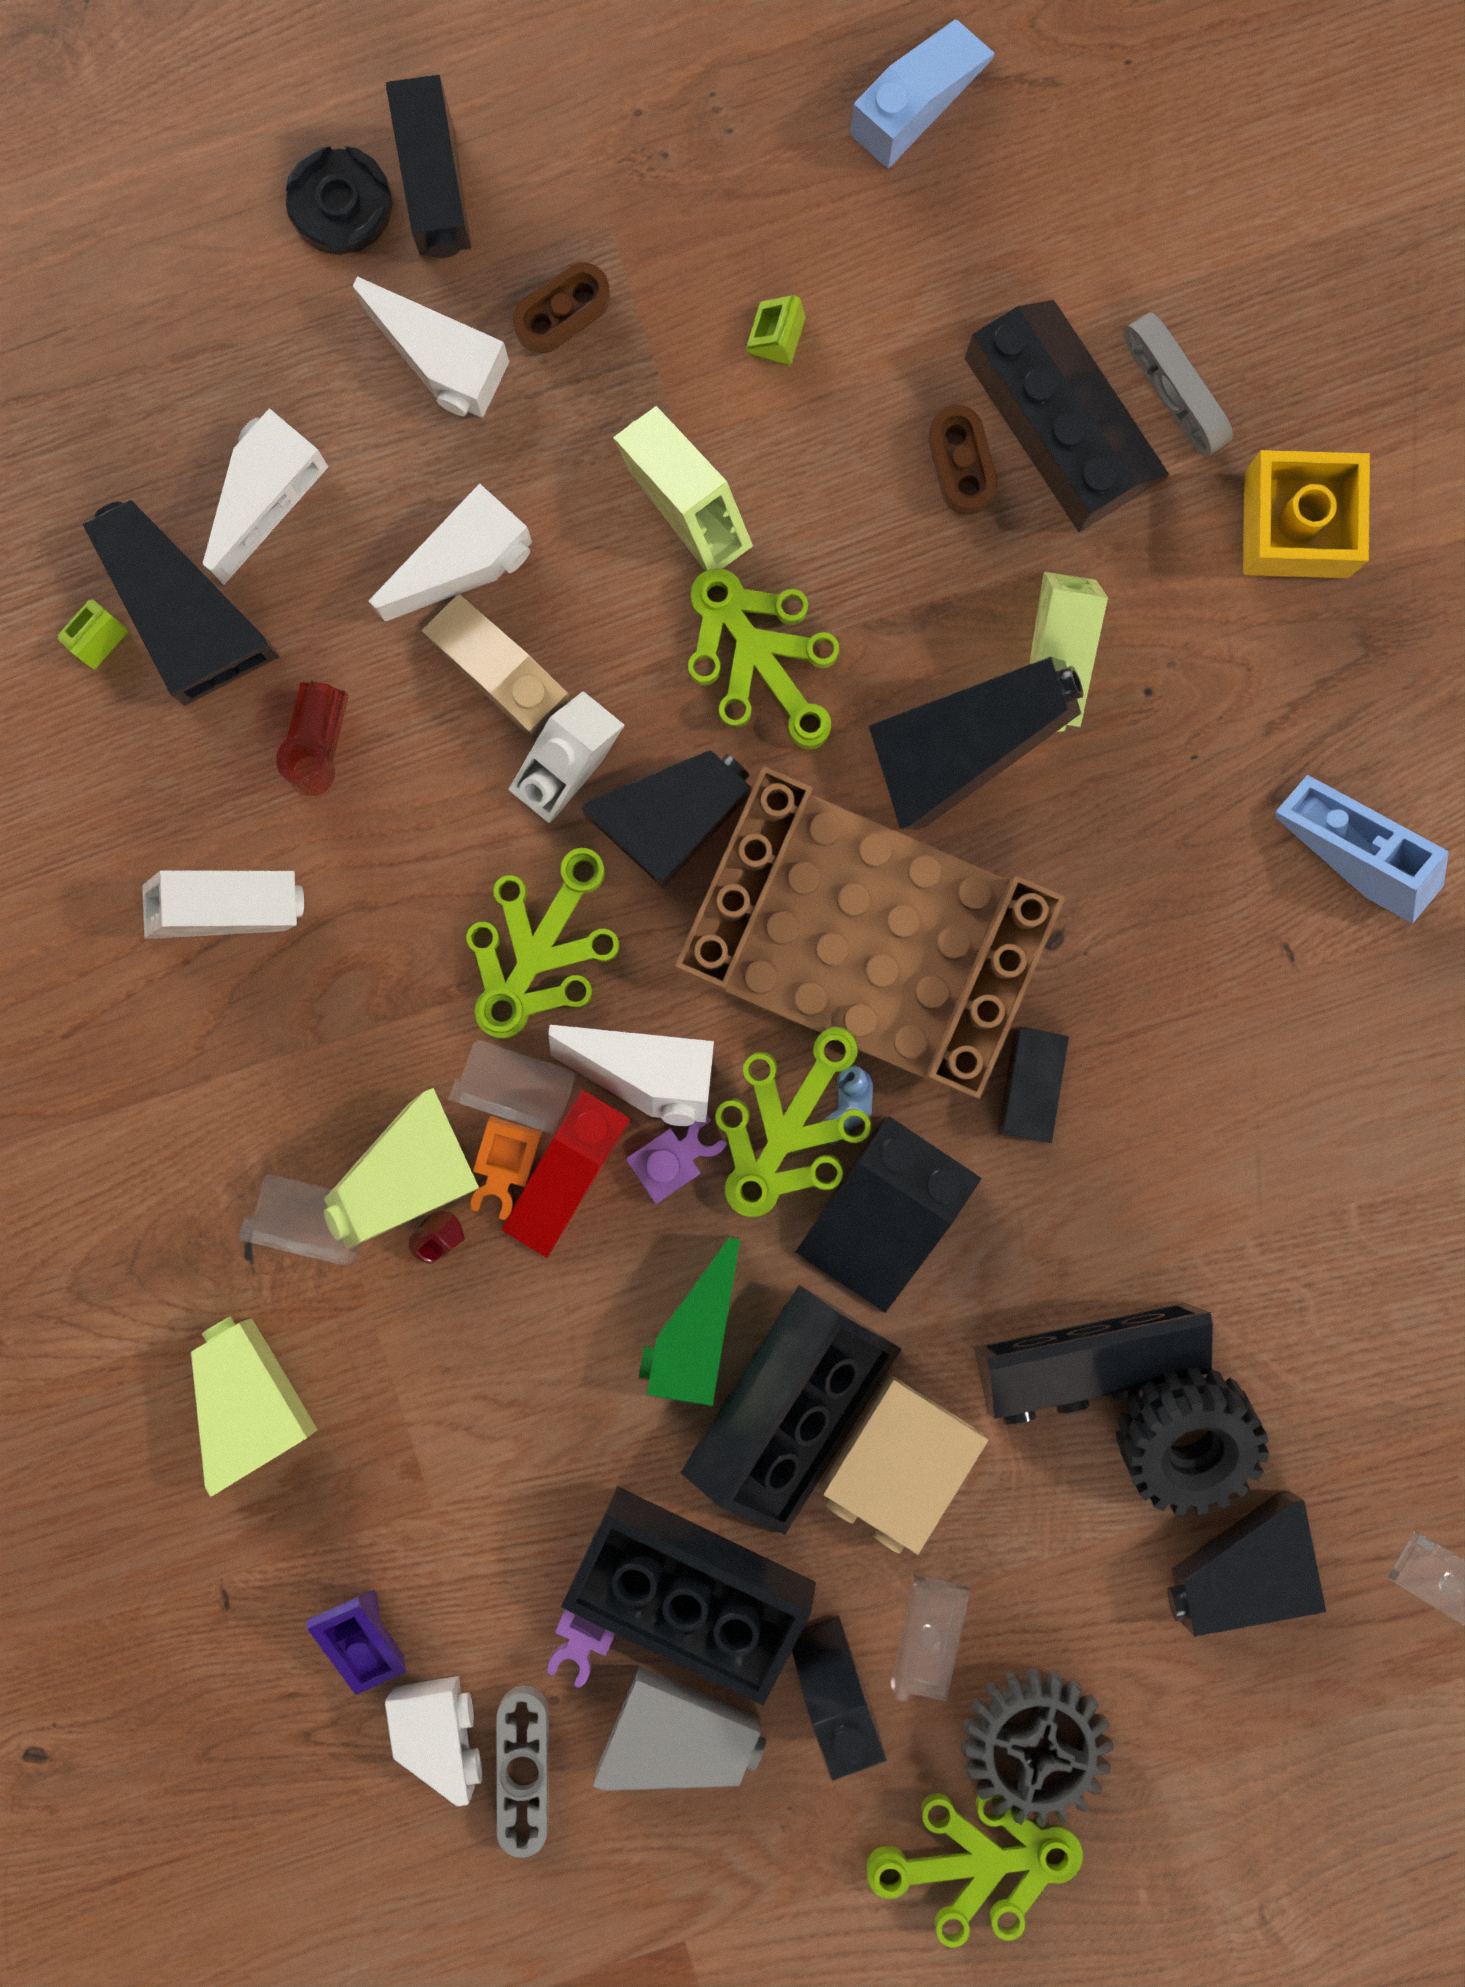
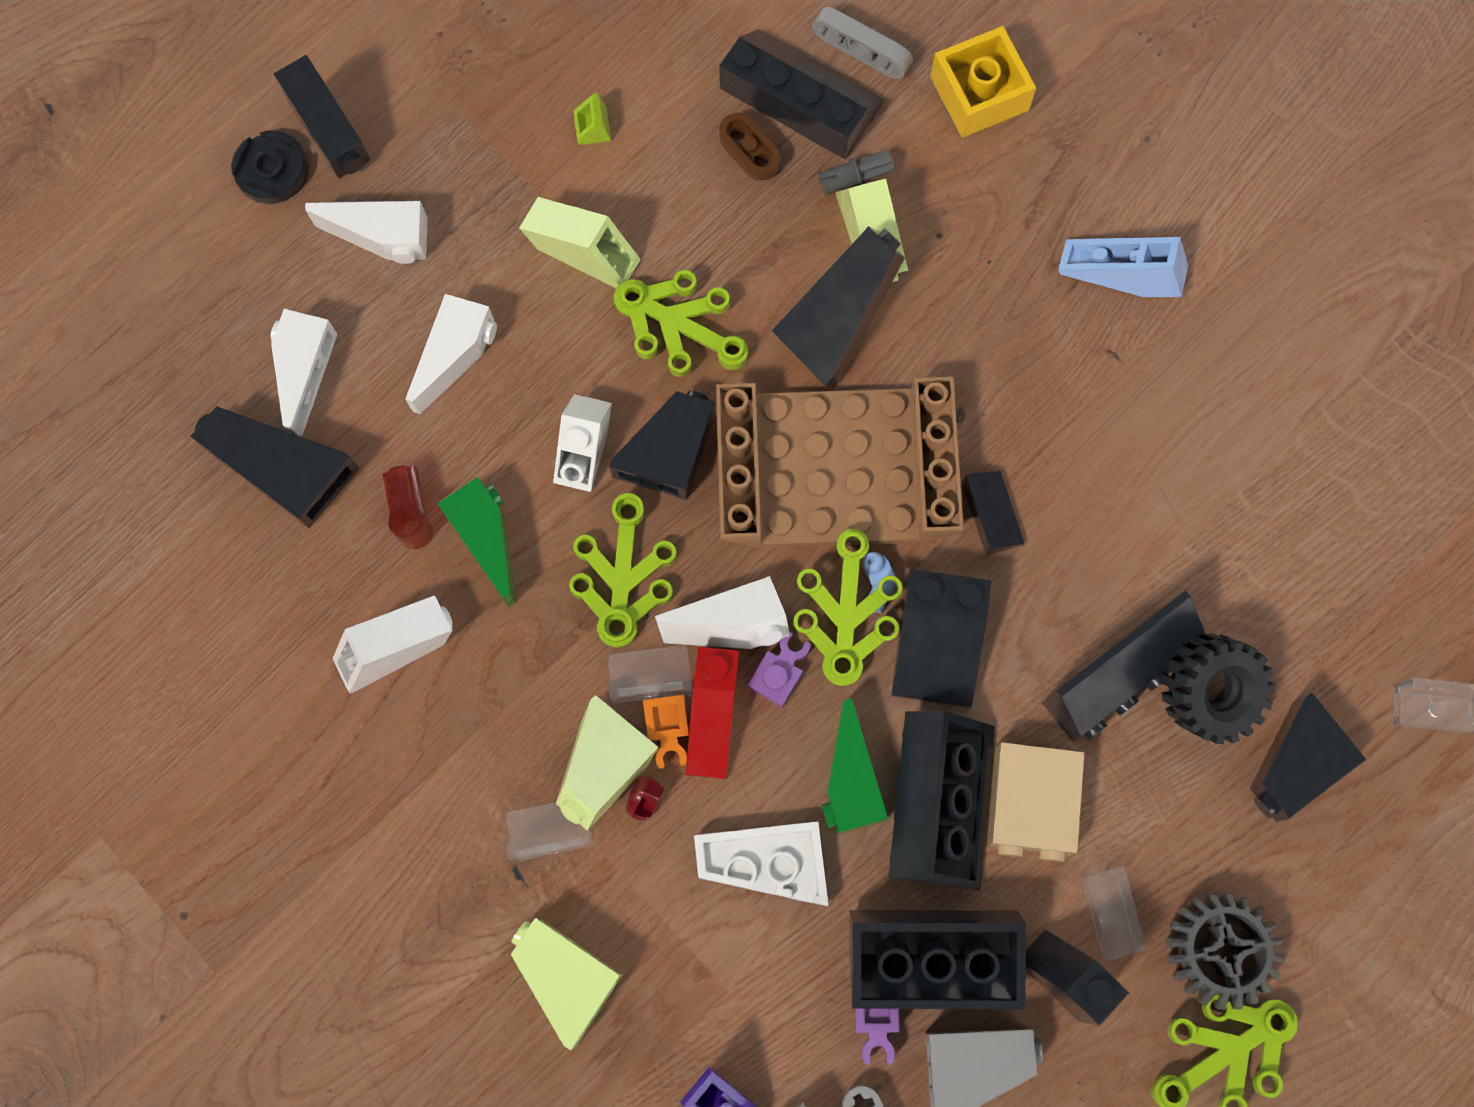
camera: 20 degrees left, 10 degrees down
(92, 634) = (225, 508): lime slope -> none
(391, 813) = (482, 527): none -> green slope
(496, 666) = (510, 406): tan slope -> none
(547, 1379) = (766, 860): none -> white wing
(556, 305) = (444, 169): reddish brown plate -> none
(1083, 559) = (856, 172): none -> dark grey axle

